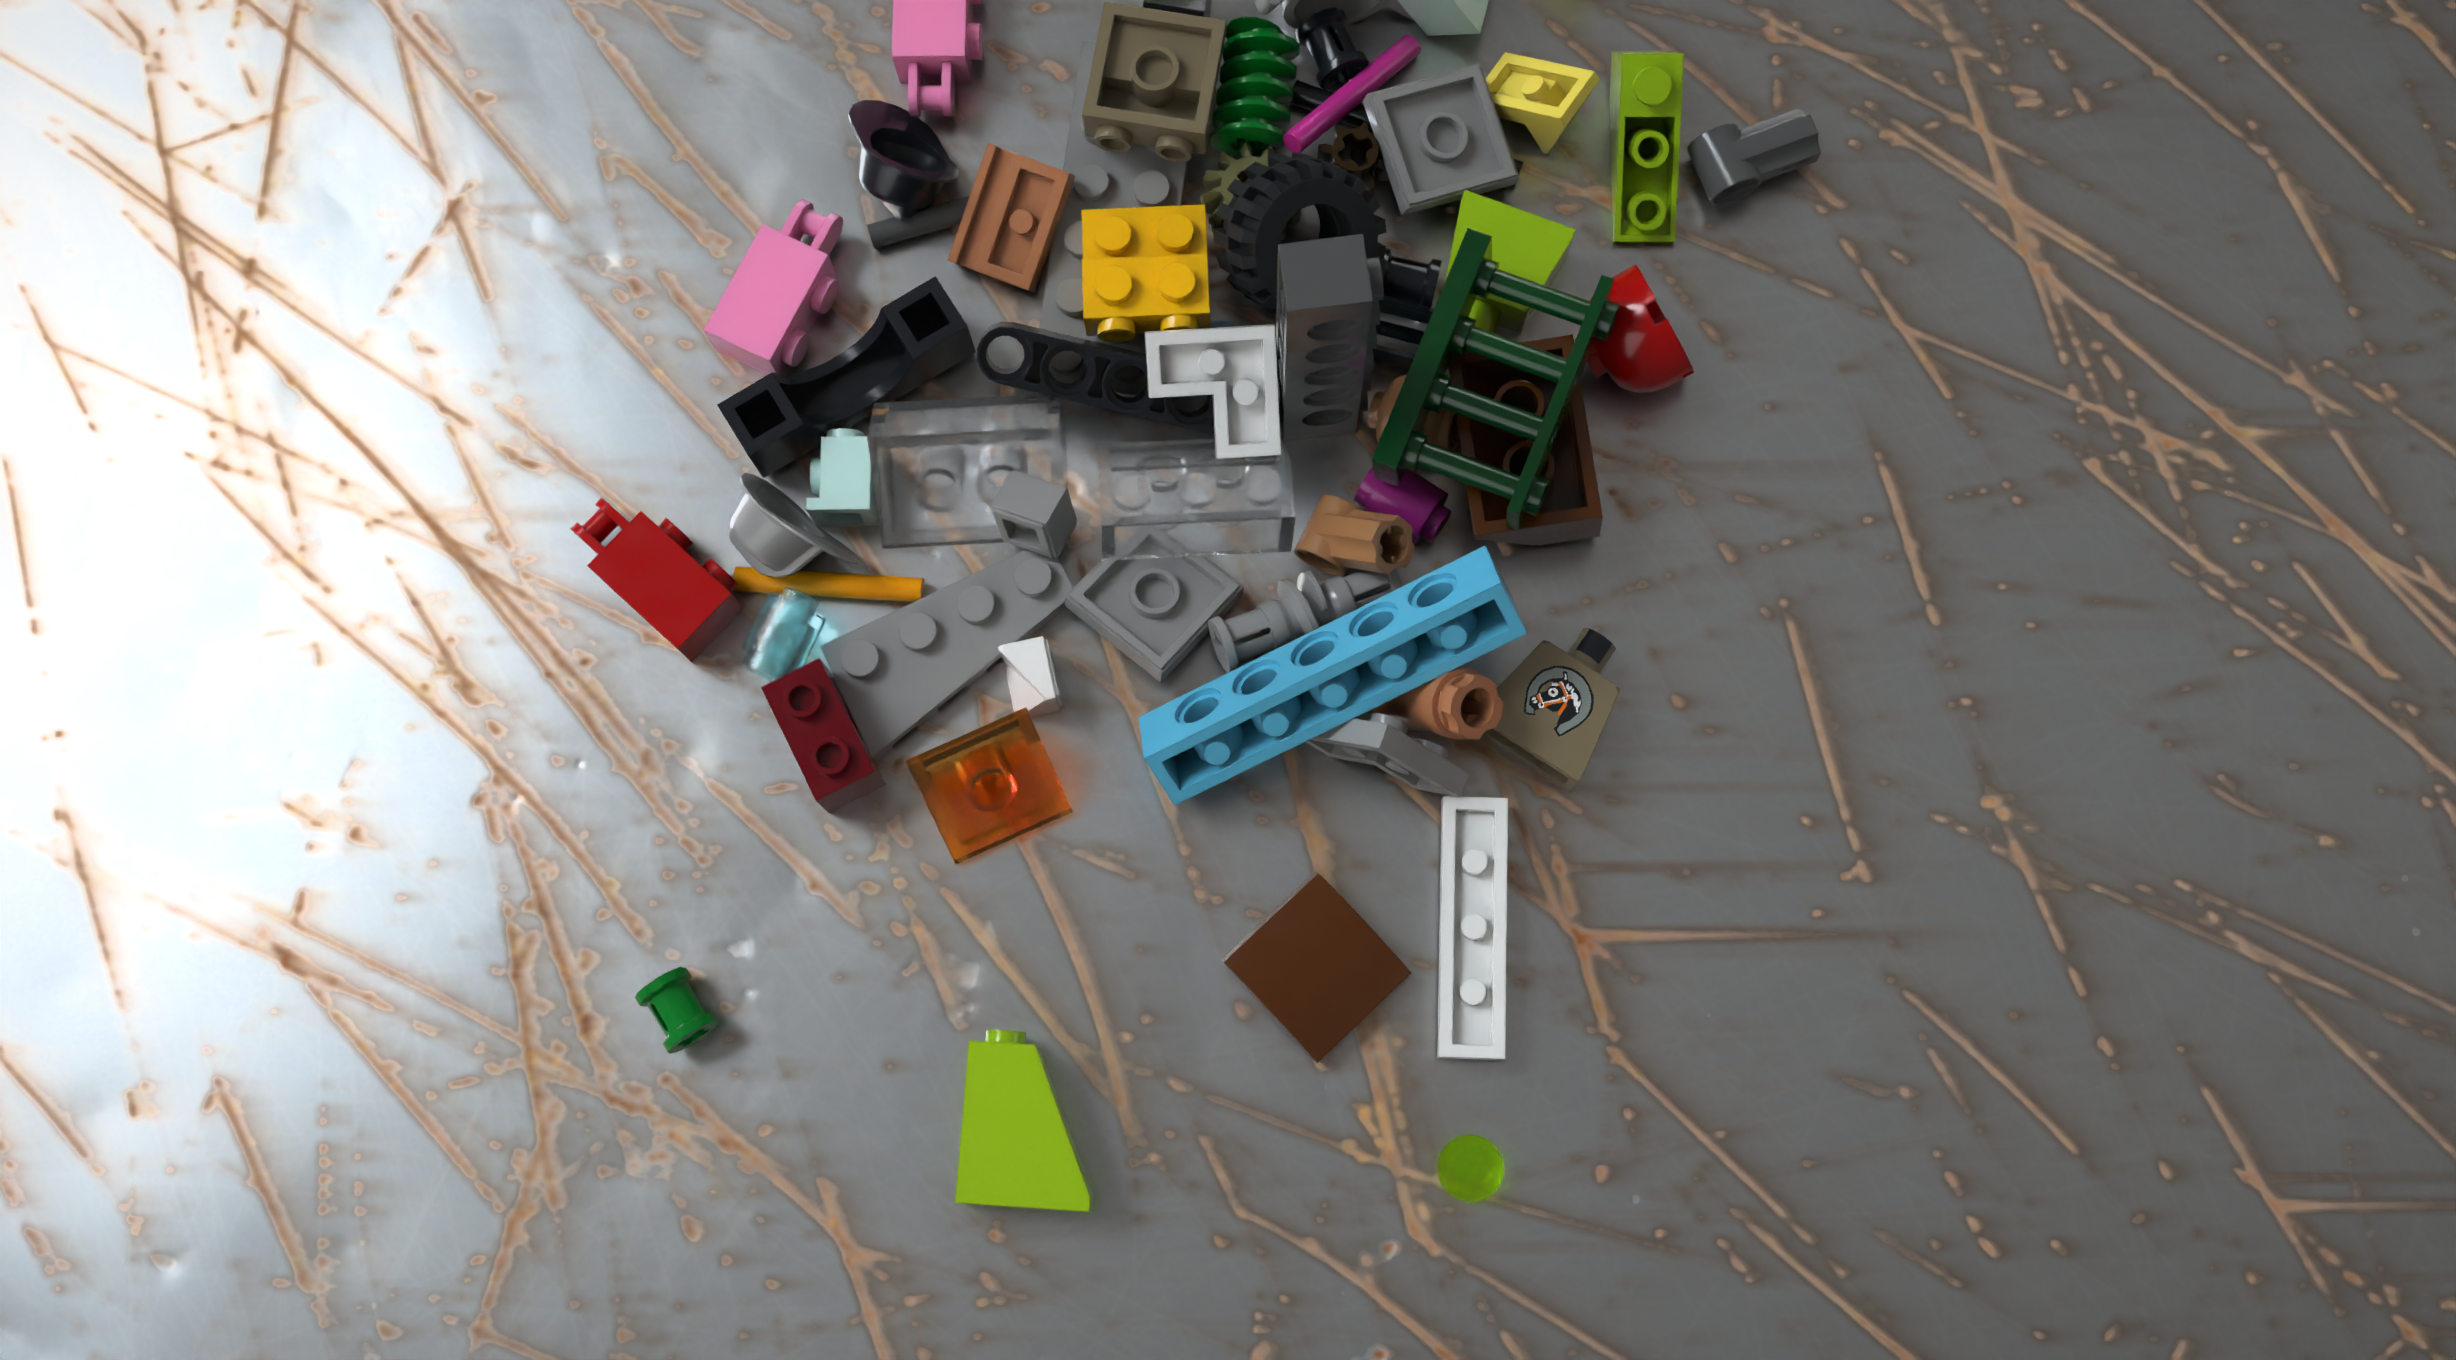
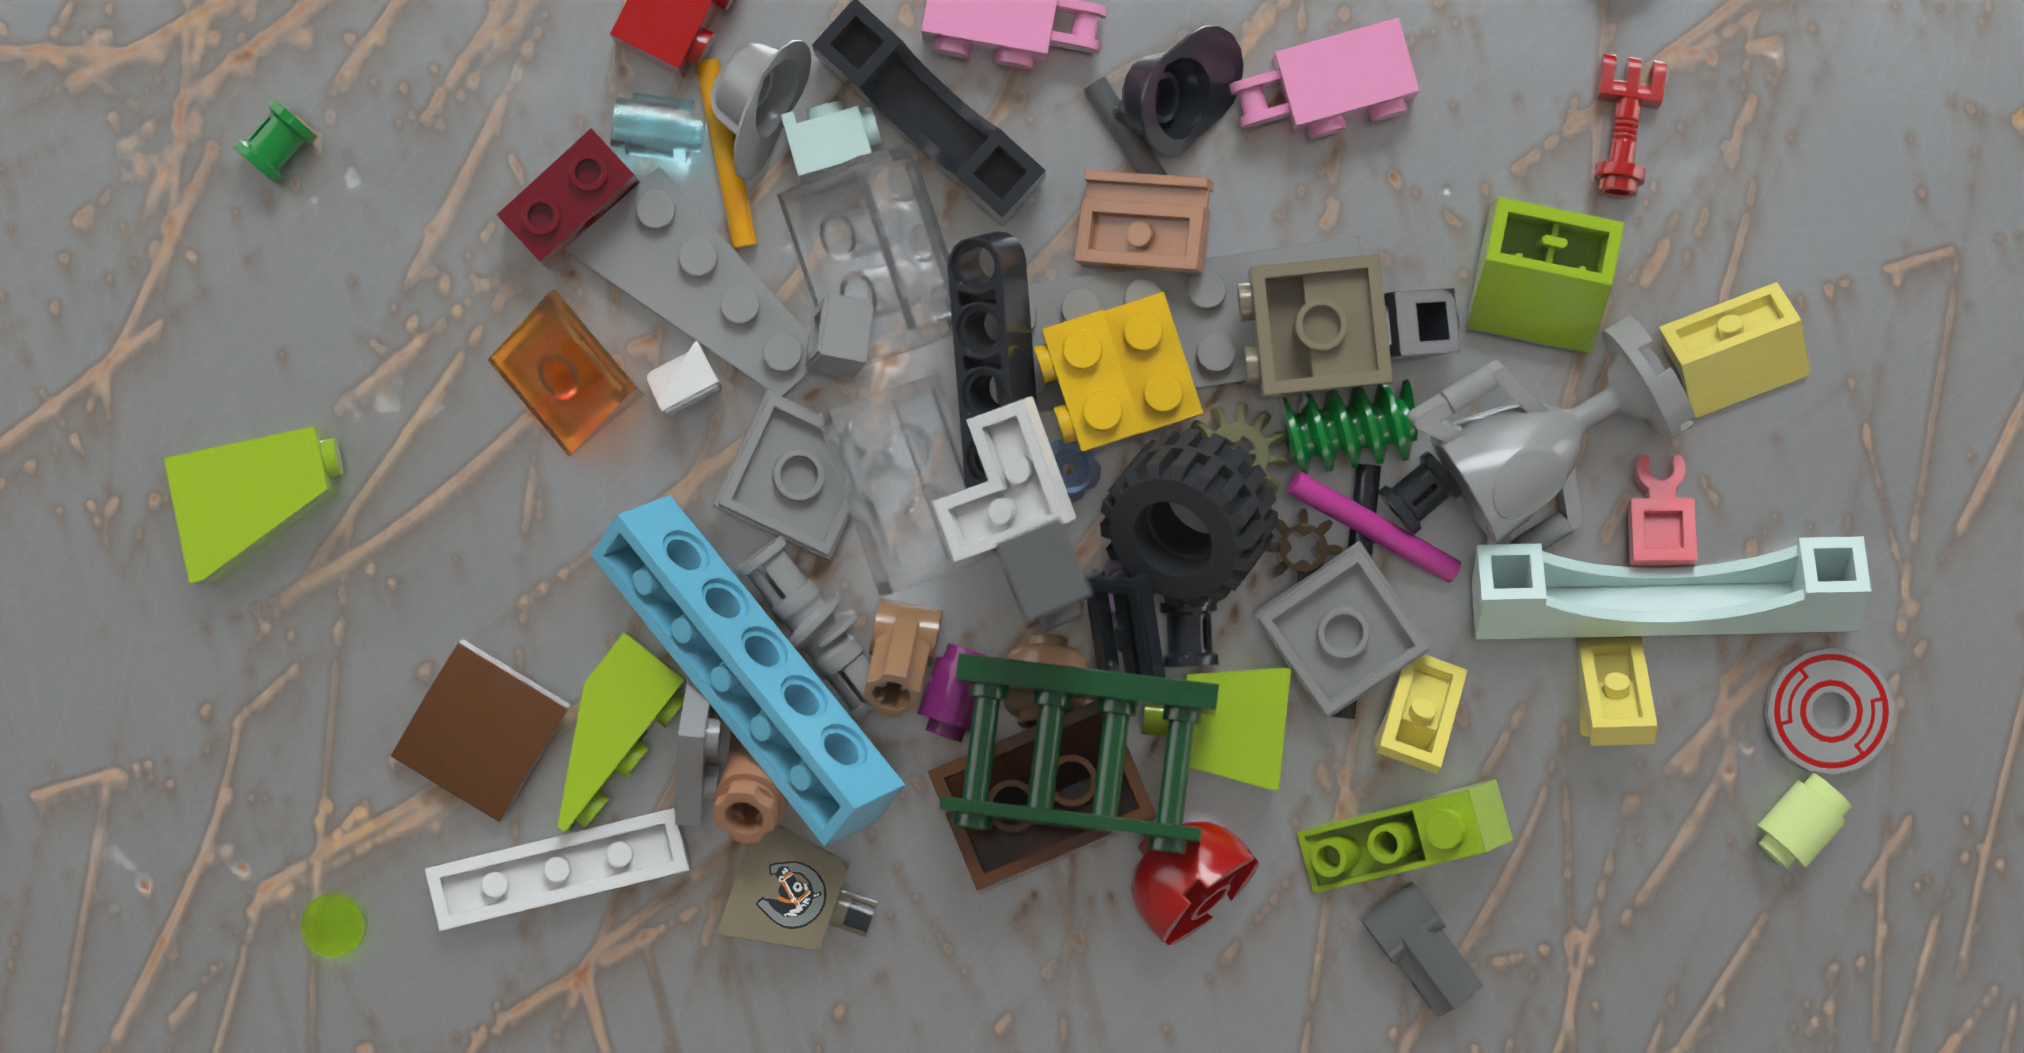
camera: 70 degrees right, 10 degrees up
(1334, 826) = (616, 711): none -> lime slope

